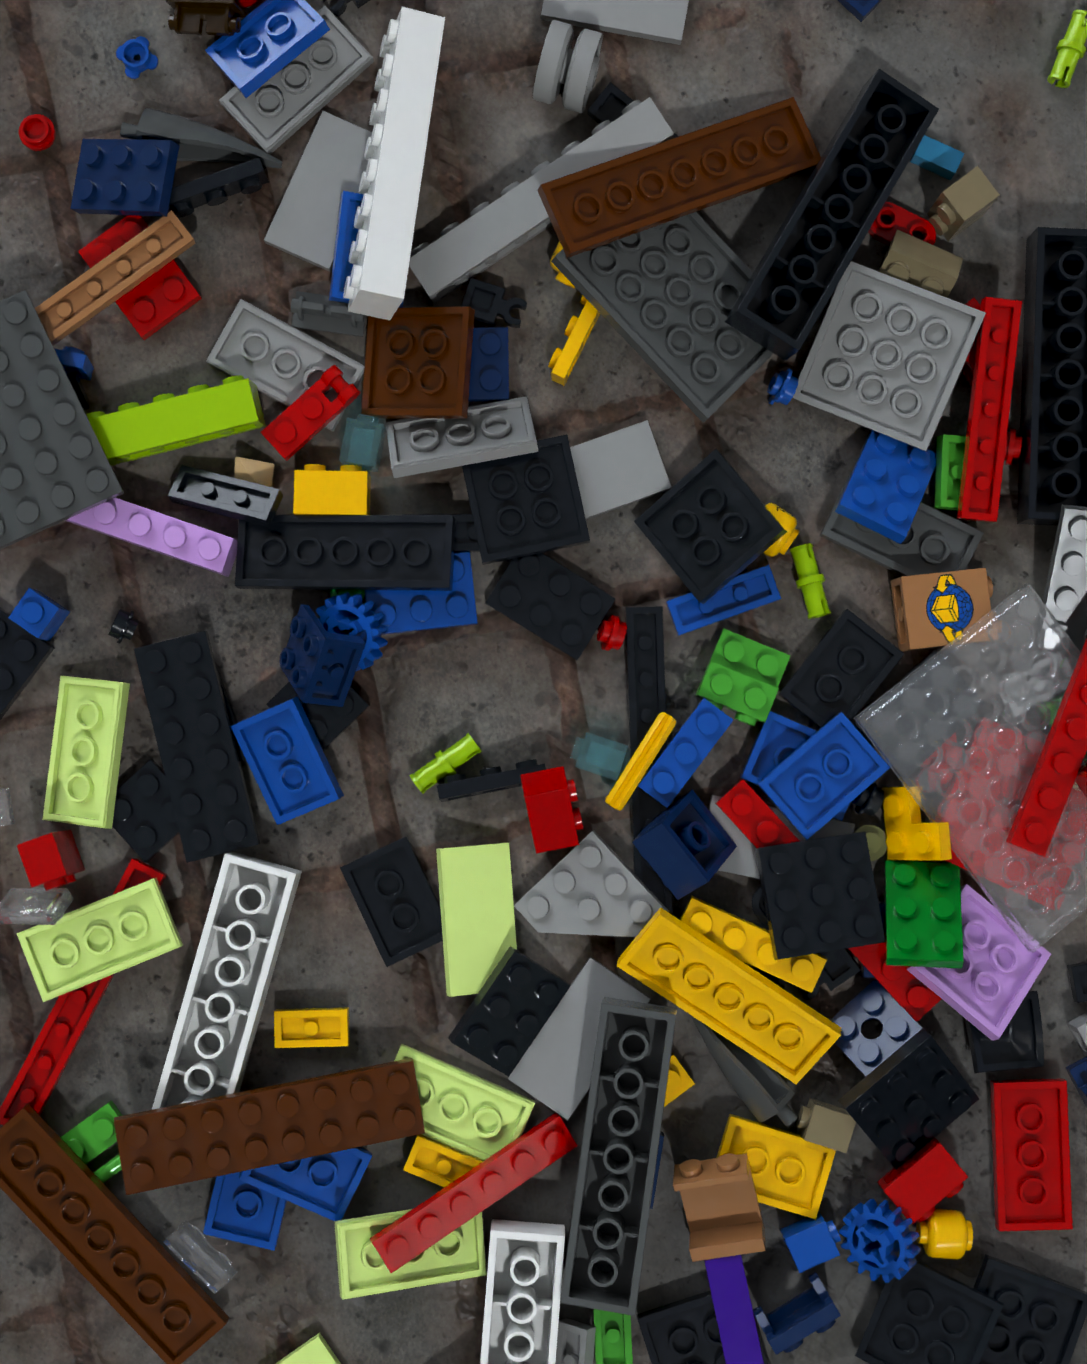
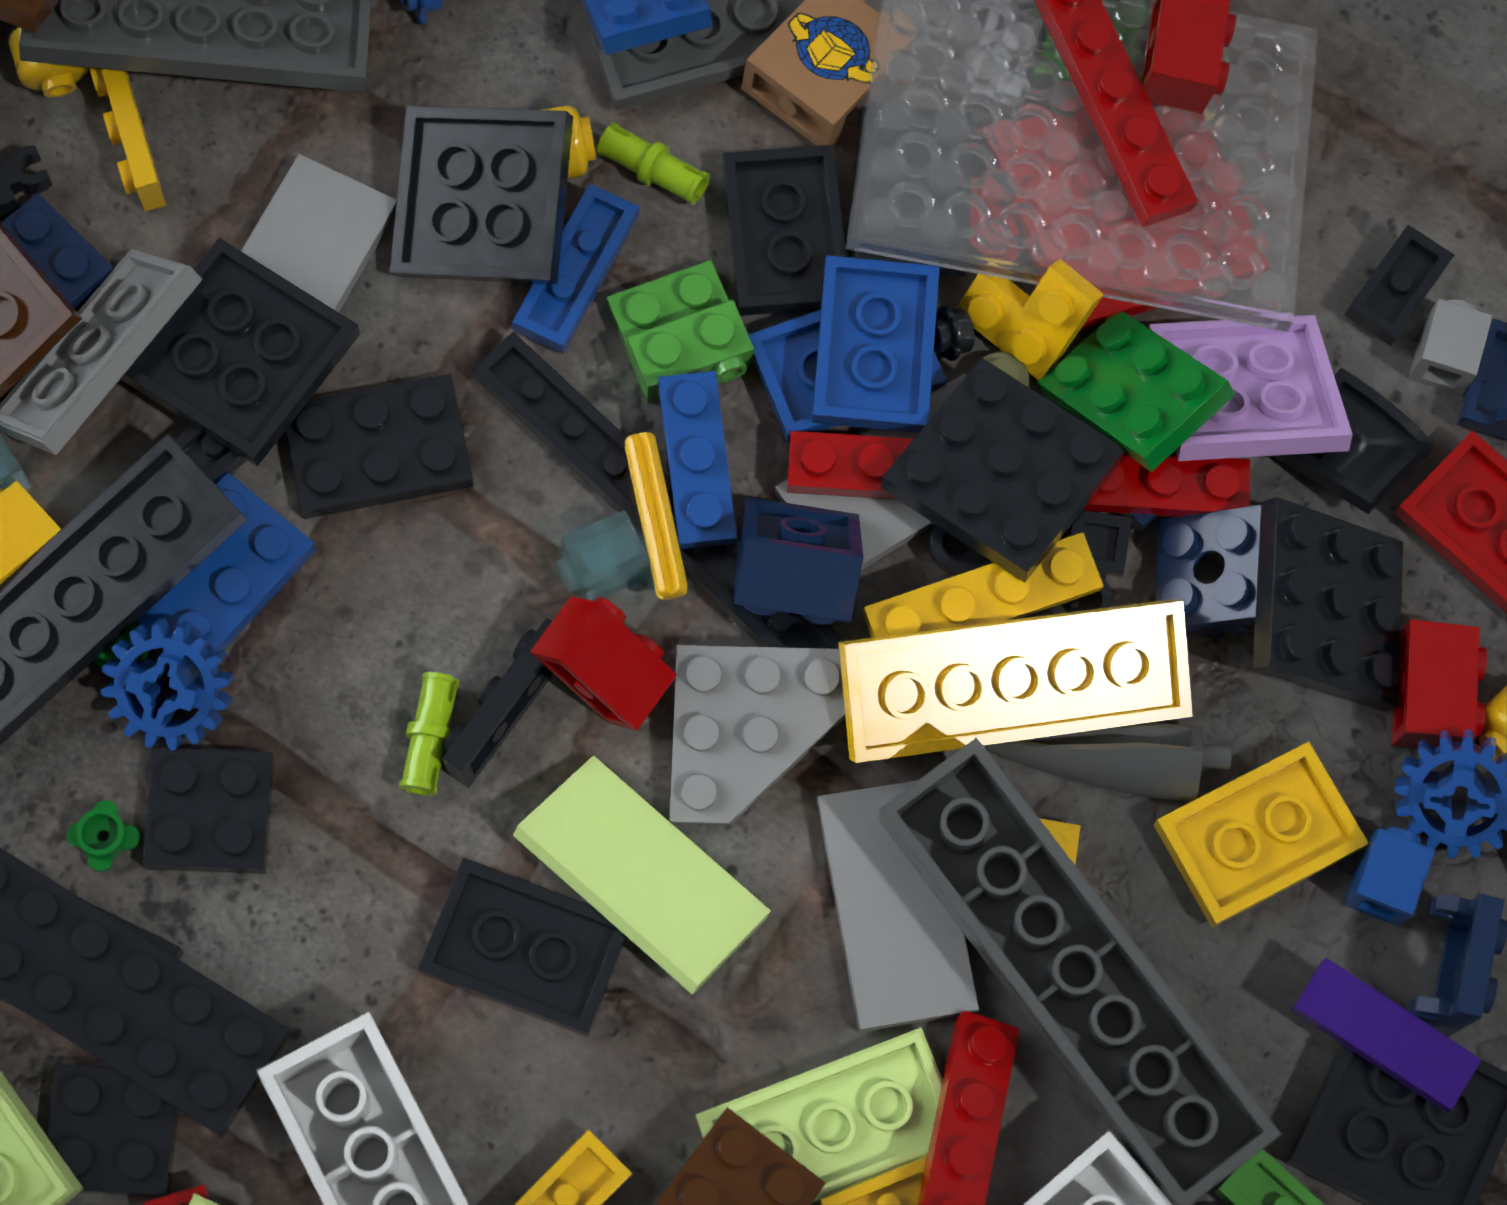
camera: 50 degrees left, 15 degrees down
(254, 665) = (102, 818): none -> green plate
(287, 760) = (231, 901): blue plate -> none
(319, 661) = (159, 739): dark blue bracket -> none
(509, 1011) = (784, 945): black plate -> none
(611, 633) = (484, 413): red plate -> none
(720, 1206) = (1247, 929): medium nougat panel -> none
(825, 1125) = (1271, 726): dark tan brick -> none

